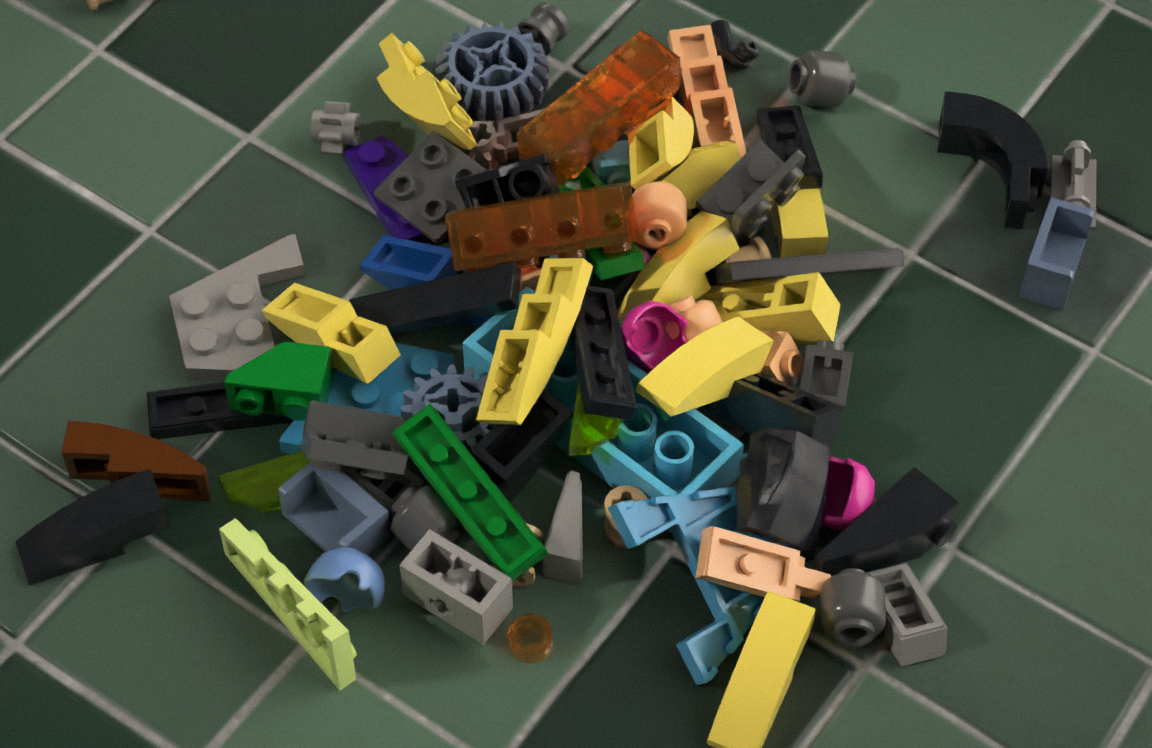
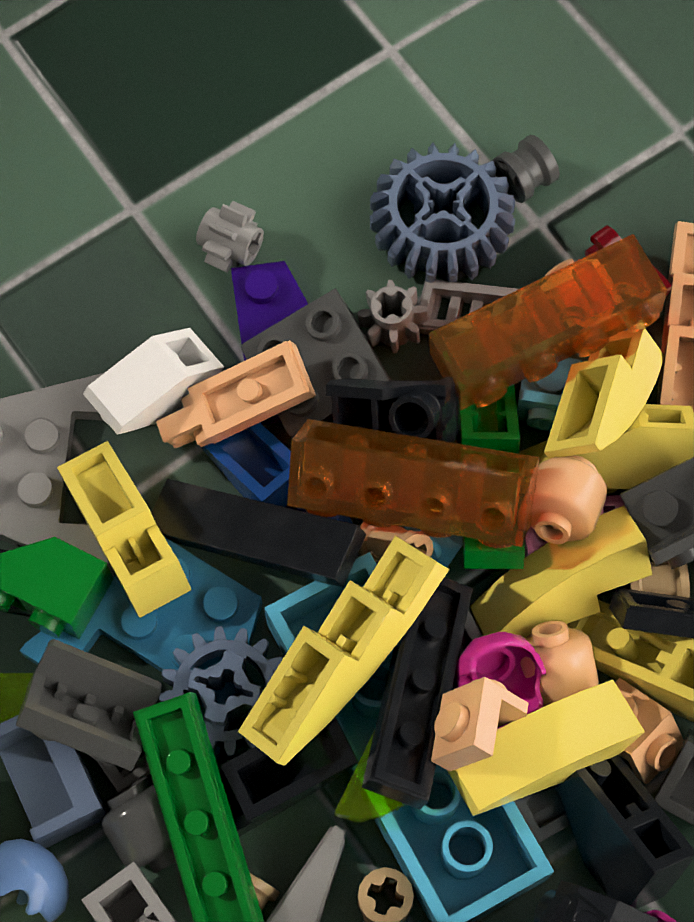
camera: 20 degrees right, 15 degrees up
(319, 229) = (152, 380): none -> white slope
(387, 220) = (239, 398): none -> light nougat hinge
(422, 95) = (335, 227): light yellow slope -> none
(649, 350) = (470, 721): none -> light nougat bracket

